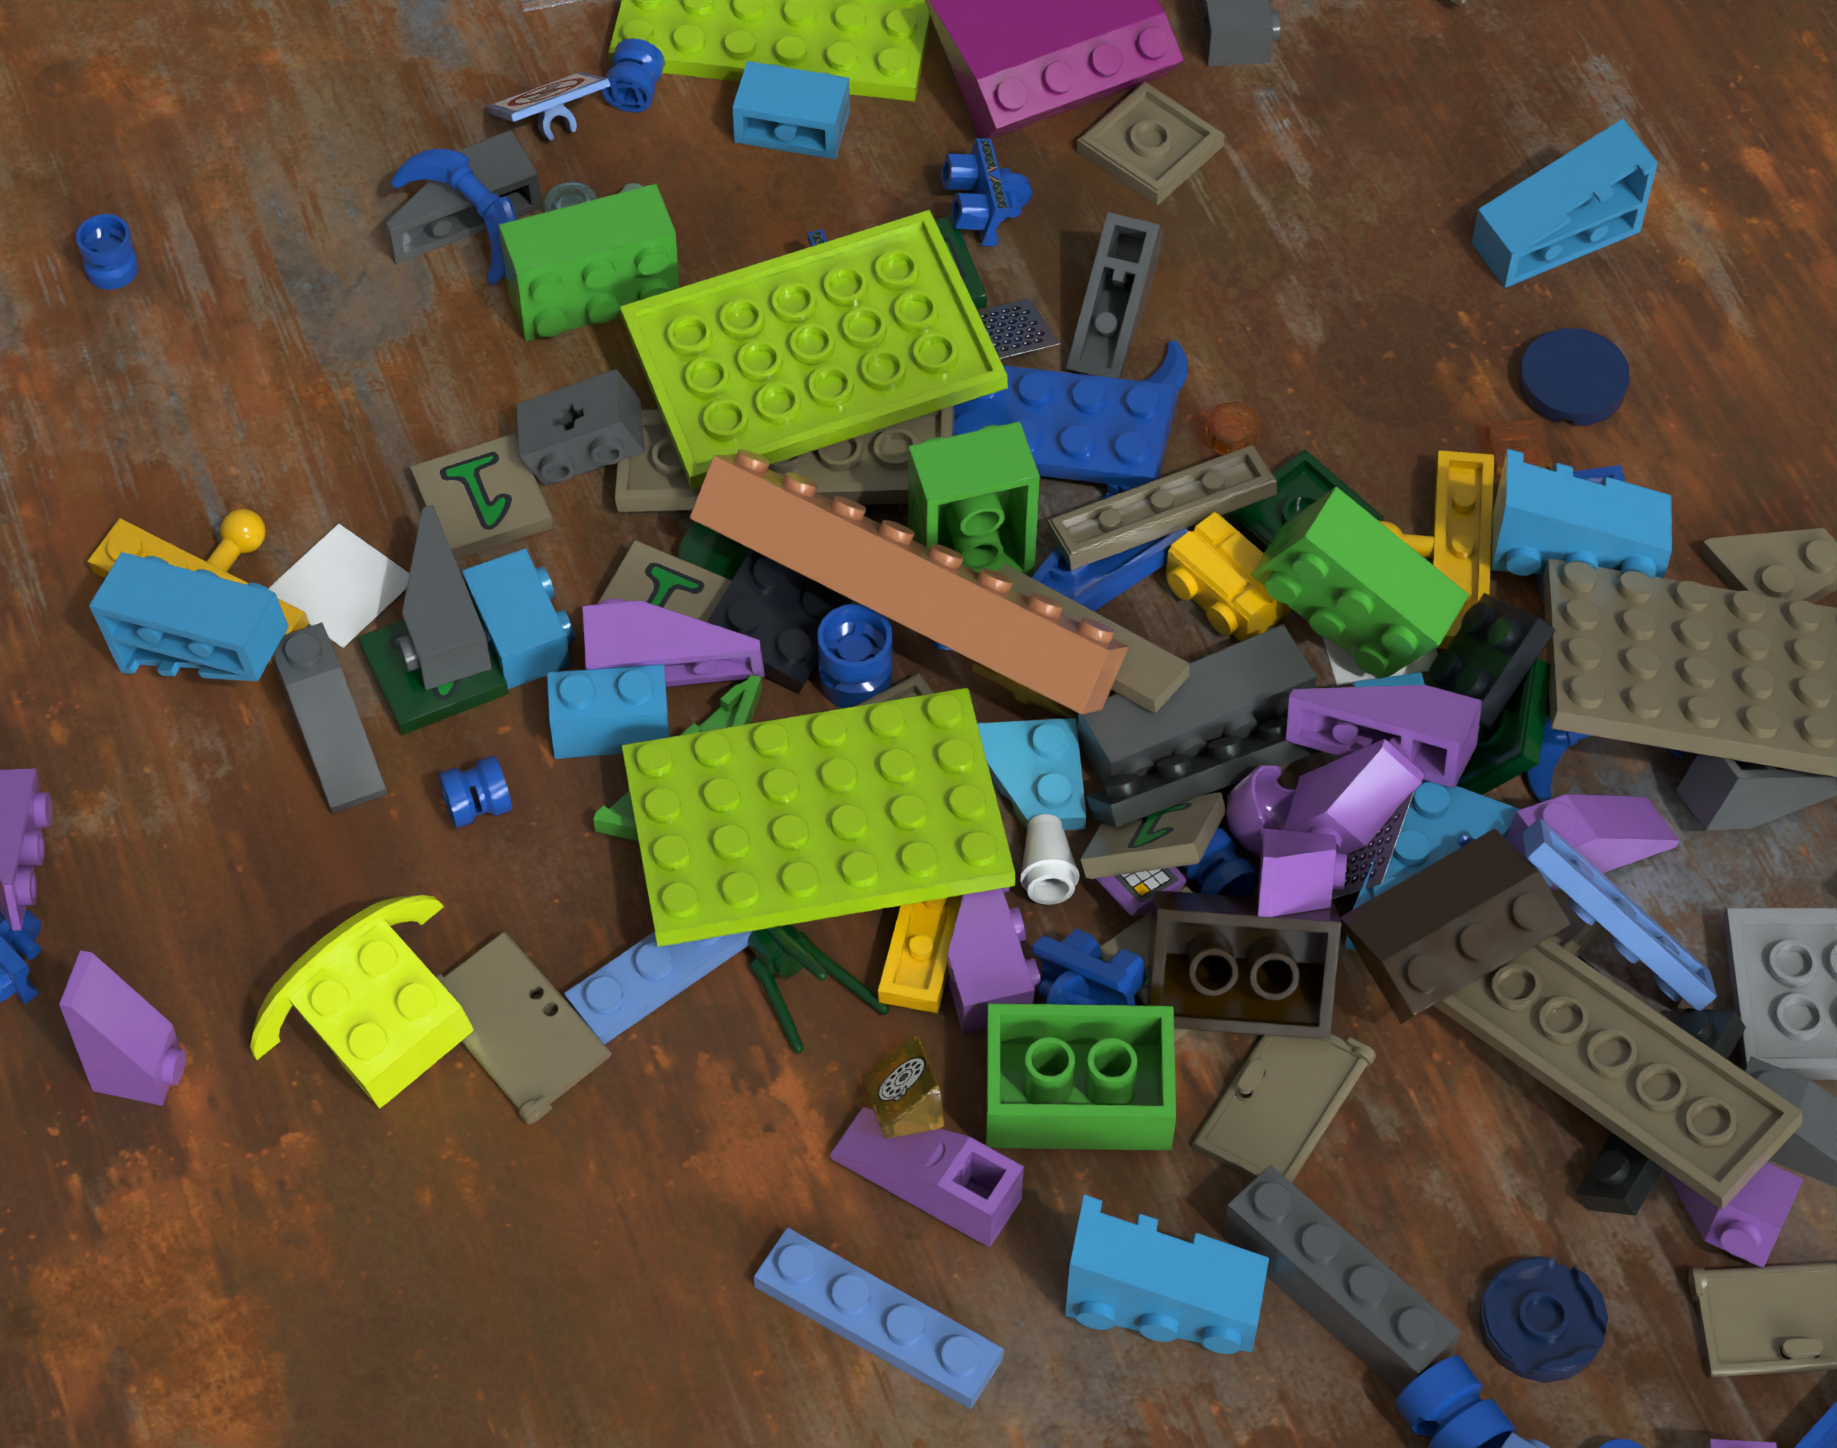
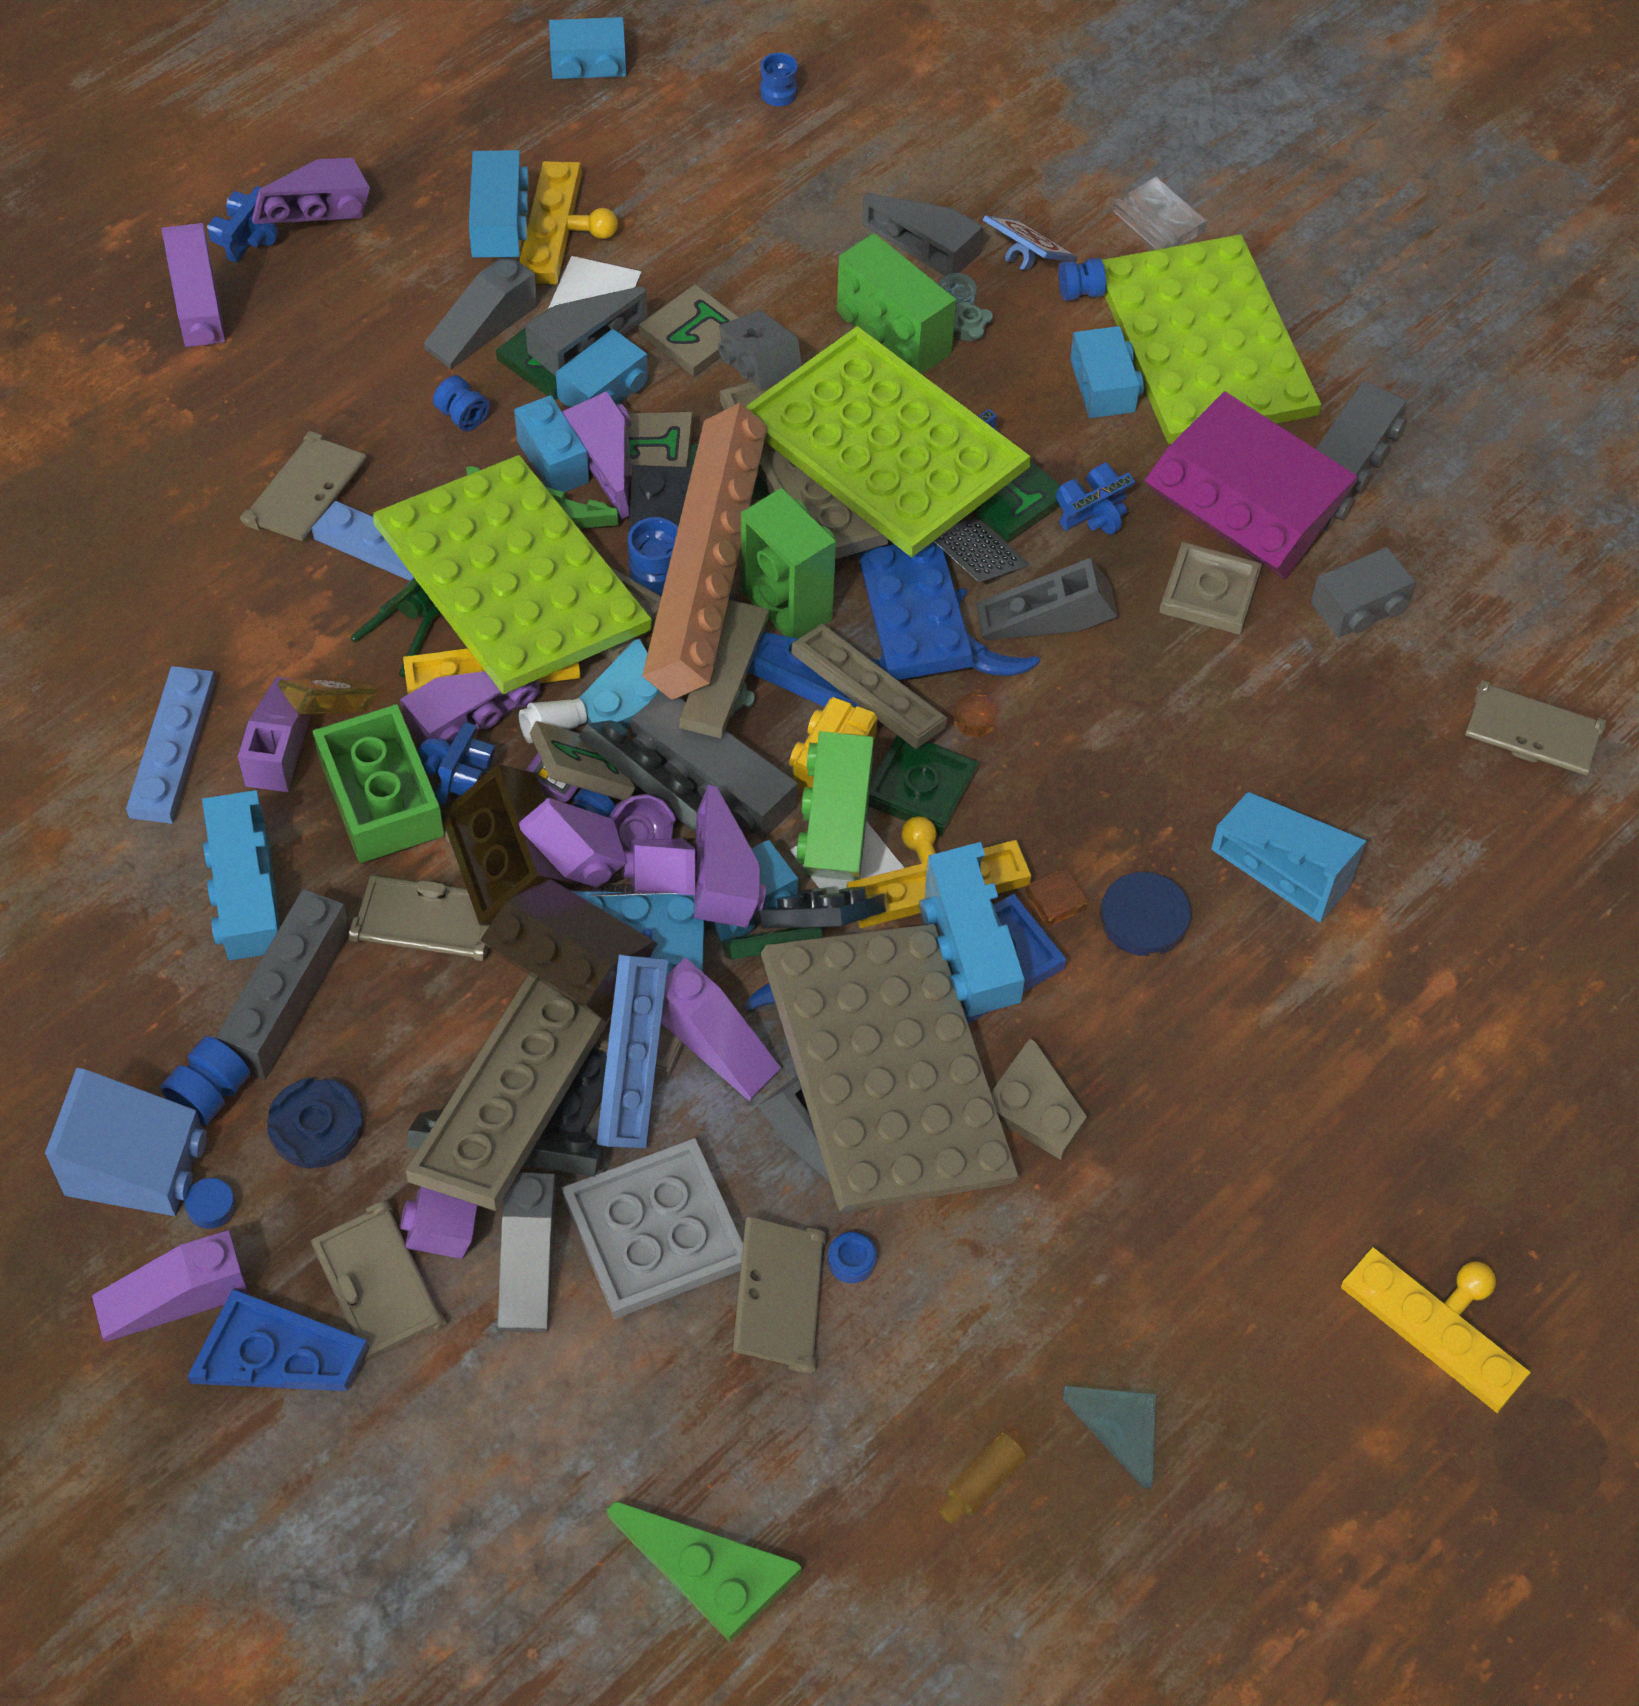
camera: 65 degrees right, 0 degrees up
(369, 1000) = (267, 401): neon yellow piece -> none
(453, 168) = (918, 211): blue piece -> none

